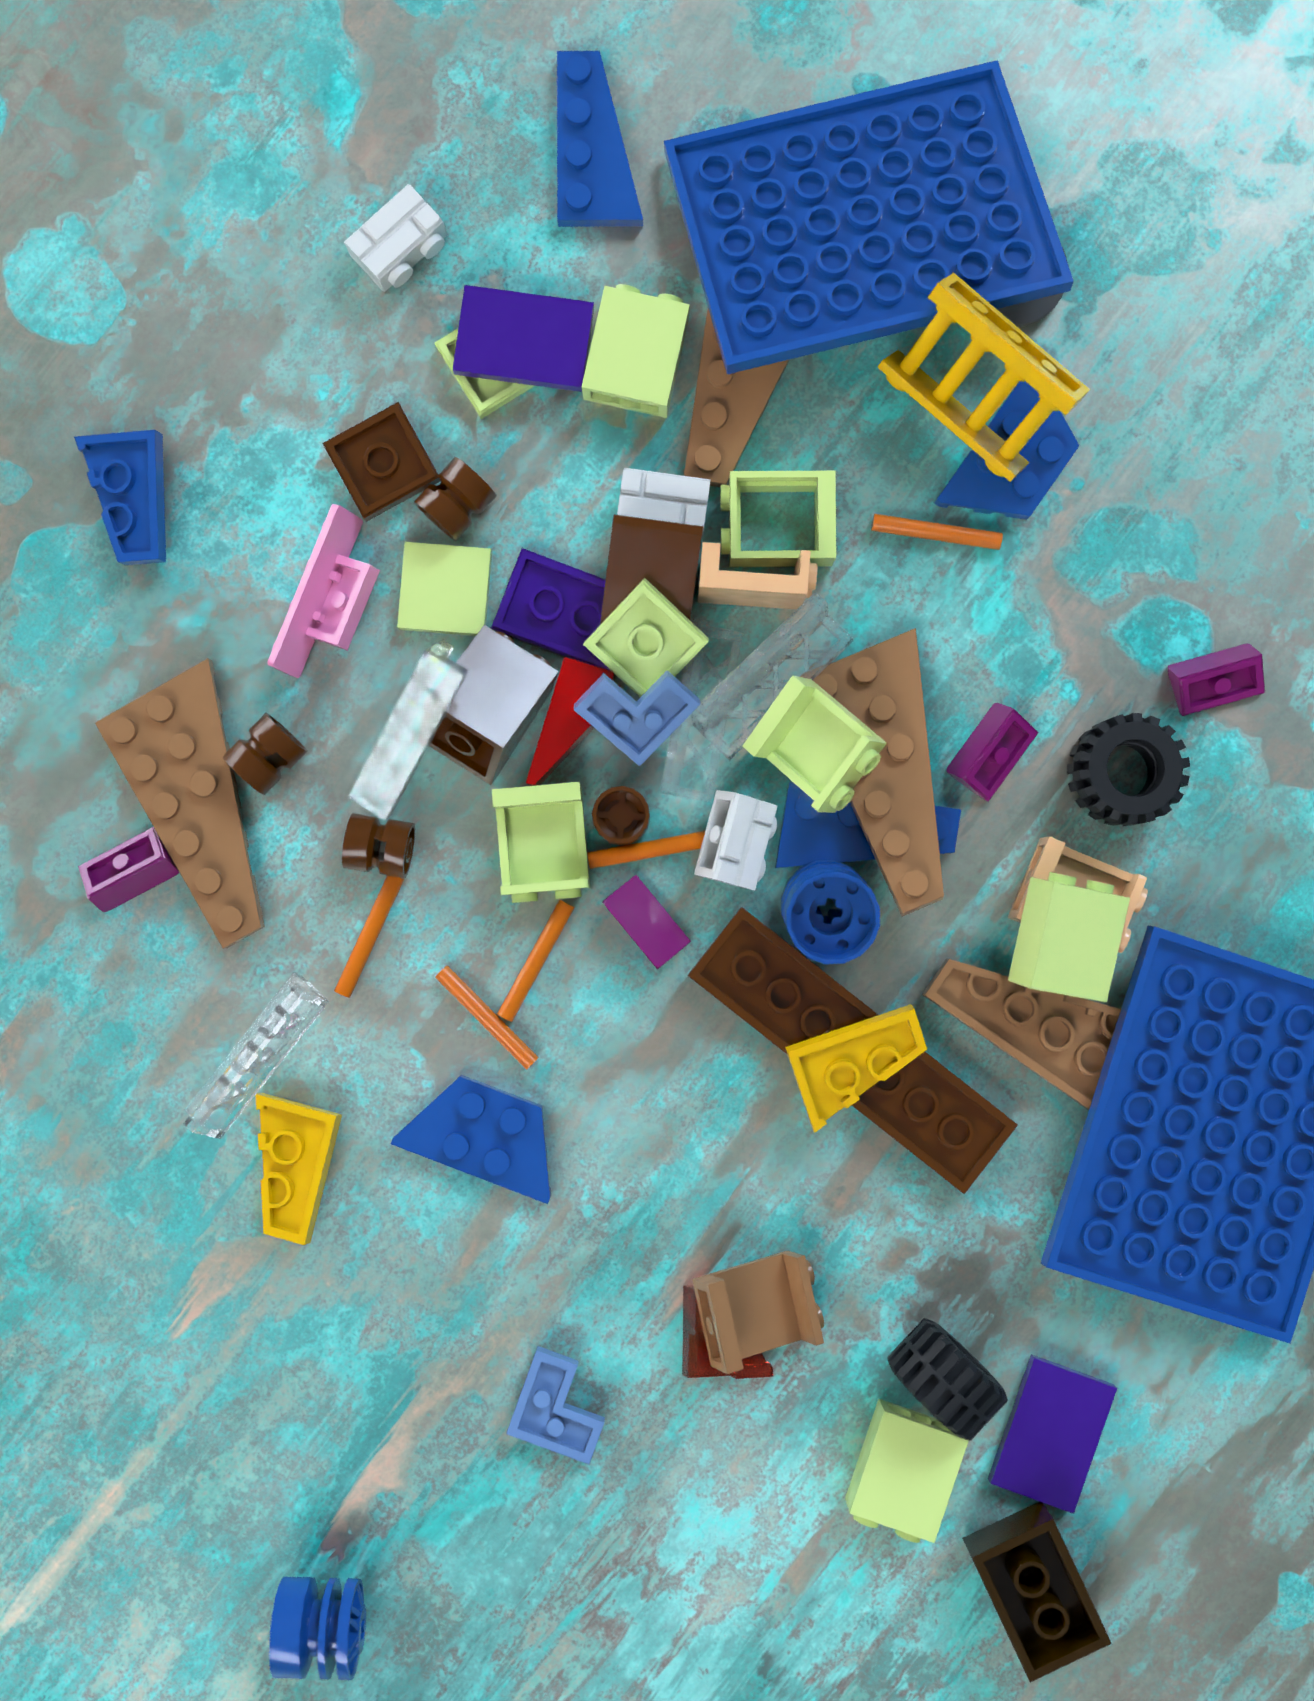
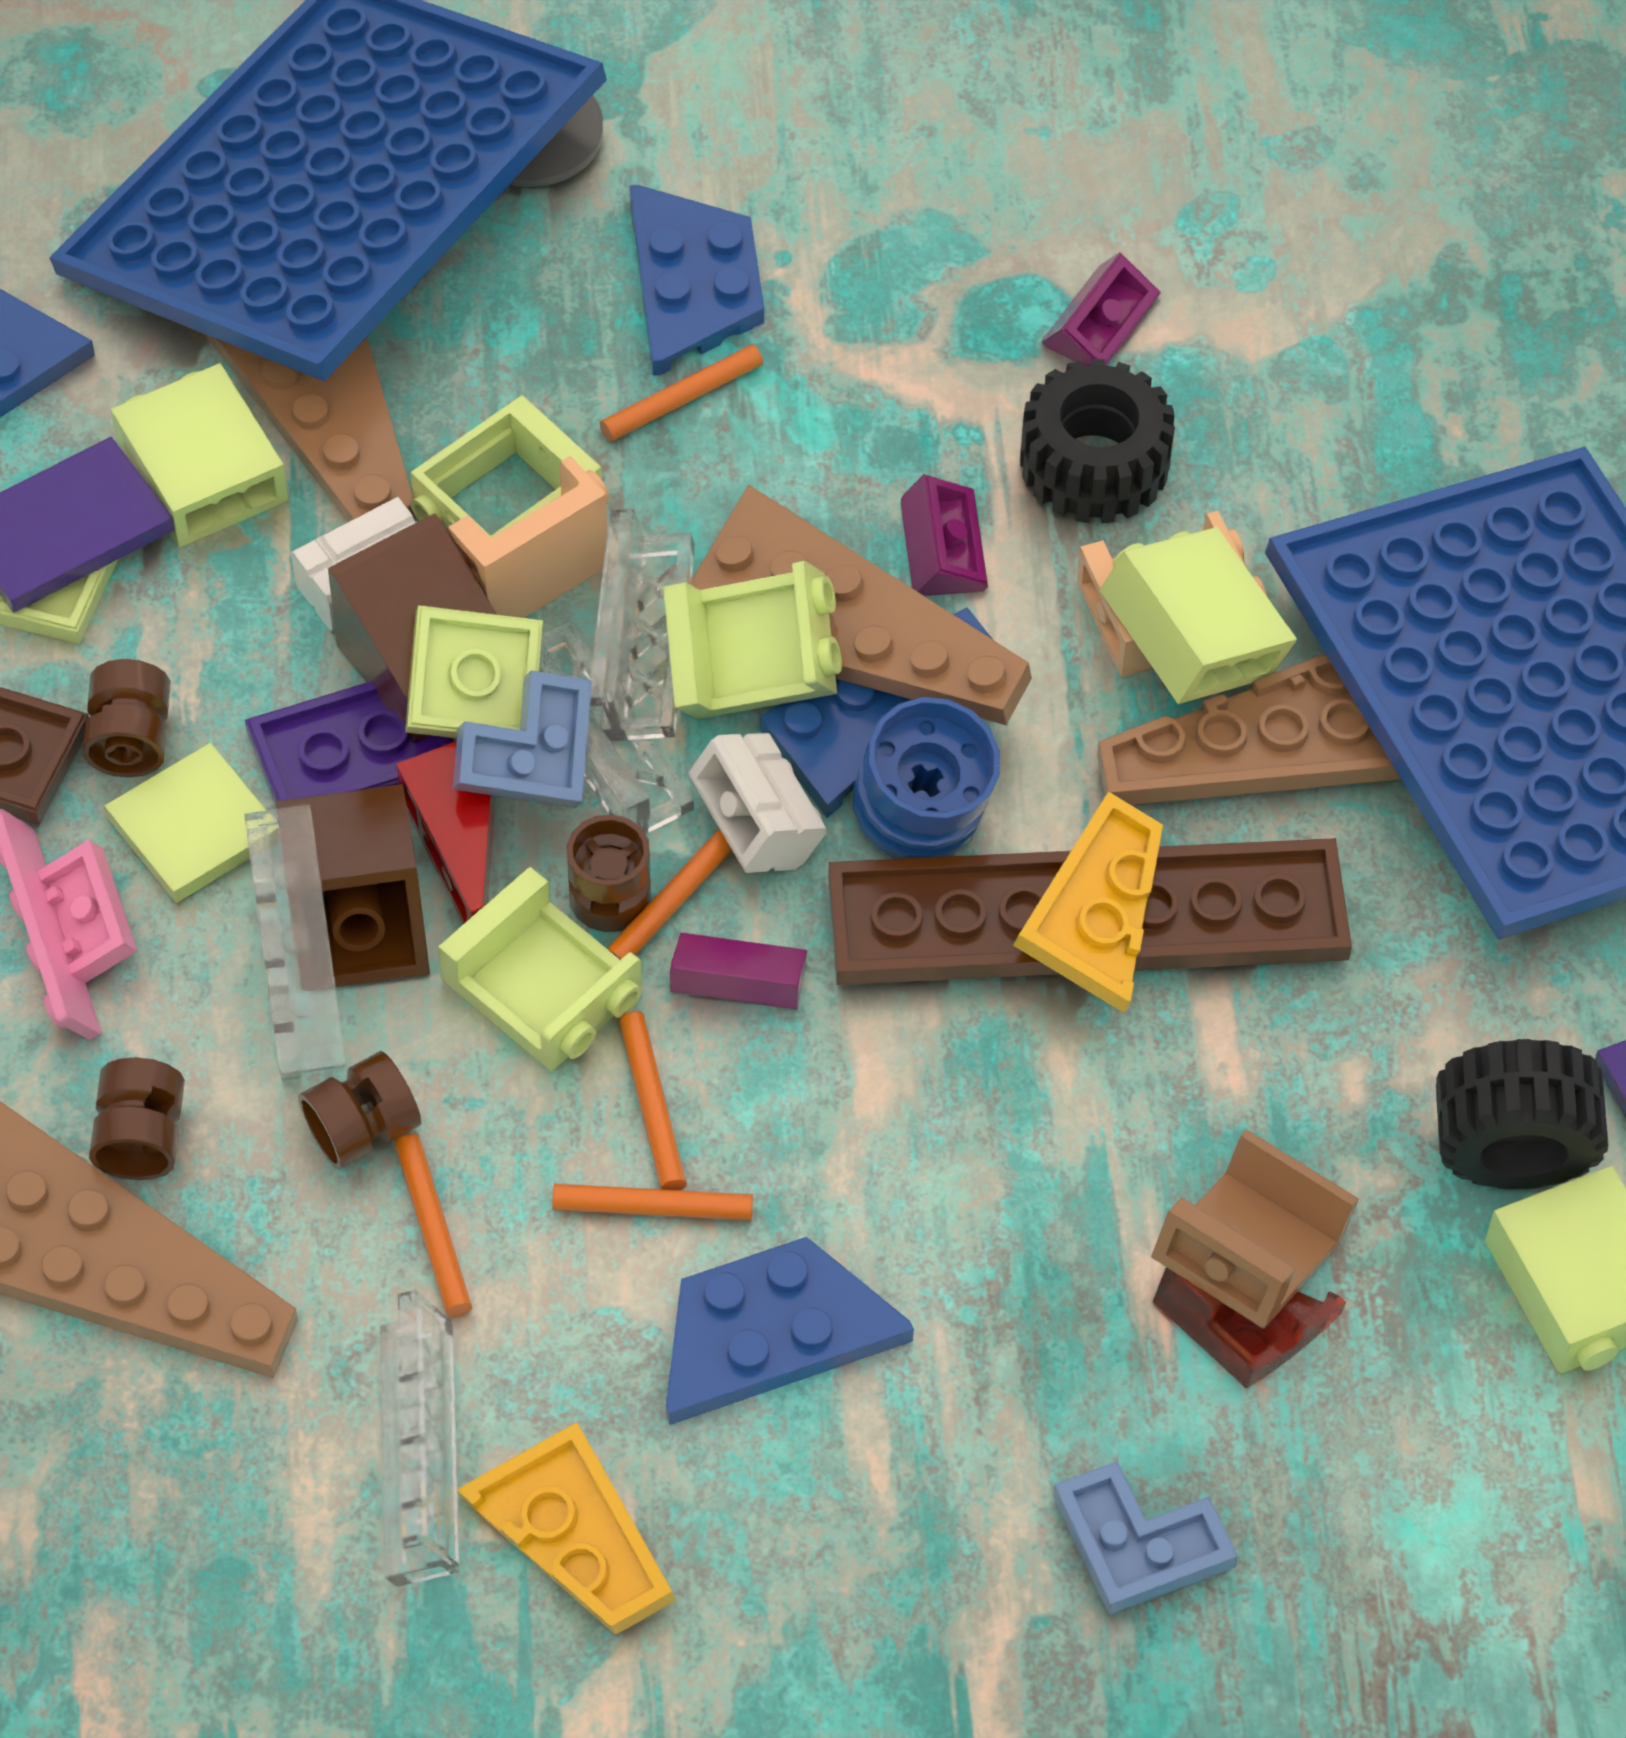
camera: 45 degrees left, 30 degrees down
(127, 870) = (75, 1382): magenta slope -> none
(1023, 362) = (622, 151): yellow fence -> none

